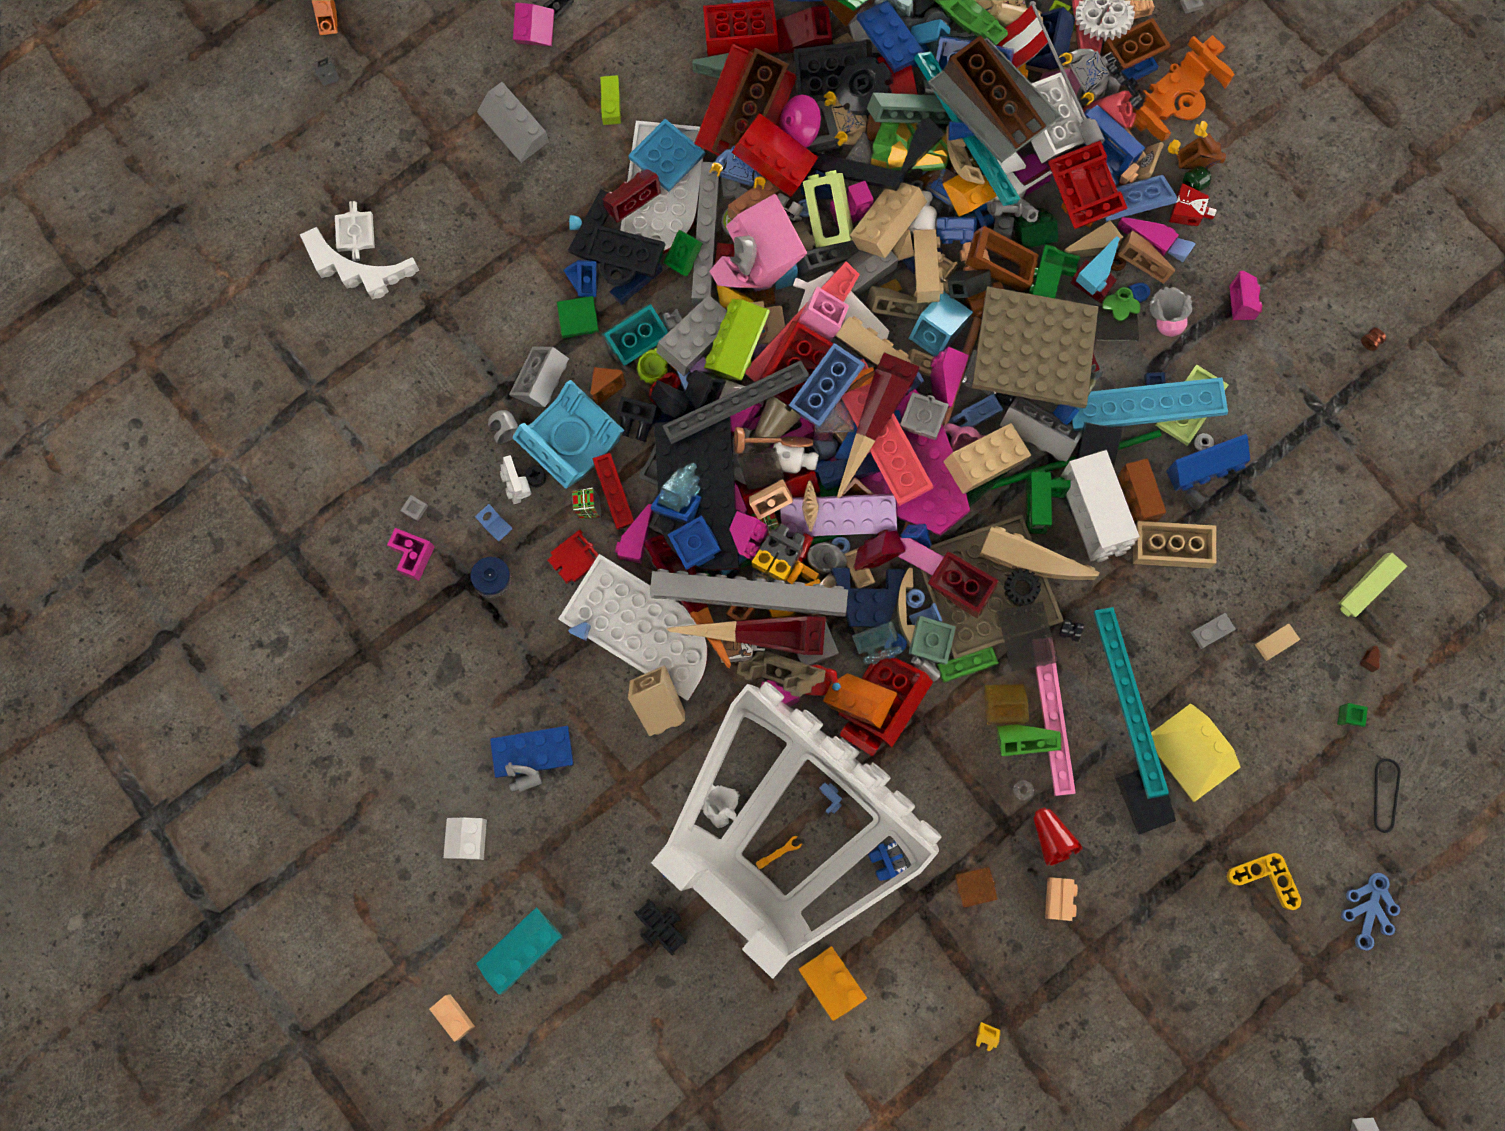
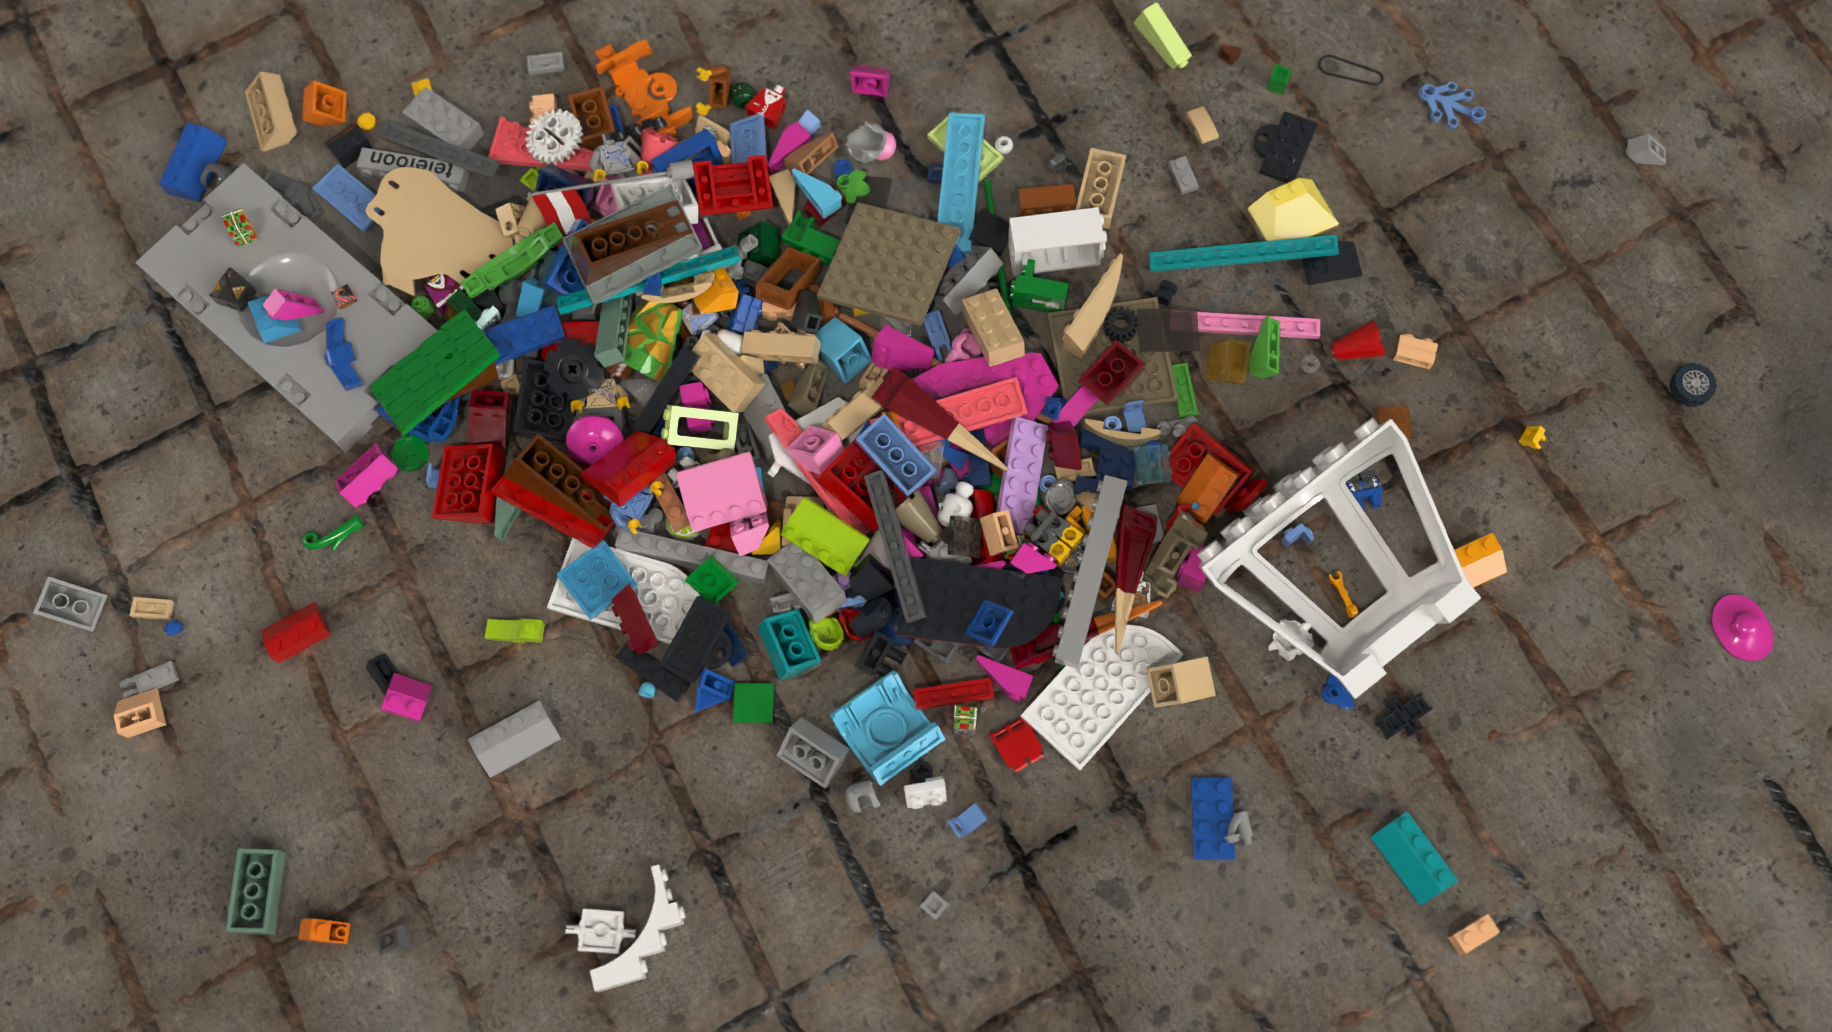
camera: 80 degrees left, 5 degrees down
(415, 553) = (985, 907): dark pink brick -> none
(465, 838) = (1294, 899): white slope -> none
(490, 577) = (1024, 833): dark blue piece -> none
(581, 630) = (1099, 745): medium blue slope -> none
(606, 384) = (838, 683): dark orange slope -> none
(680, 488) = (977, 613): clear light blue brick -> none
(694, 543) = (1034, 610): blue panel -> none
(740, 440) = (934, 550): nougat piece -> none
(745, 253) = (736, 512): light grey hair -> none
(810, 506) = (1009, 498): tan hair -> none
(923, 140) = (656, 321): black slope -> none
(924, 416) = (940, 375): light grey plate -> none
(932, 640) = (1160, 413): sand green plate -> none
(1209, 463) = (1027, 144): blue slope -> none
(1267, 869) = (1408, 175): yellow beam -> none
(1273, 734) = (1285, 146): none -> black plate

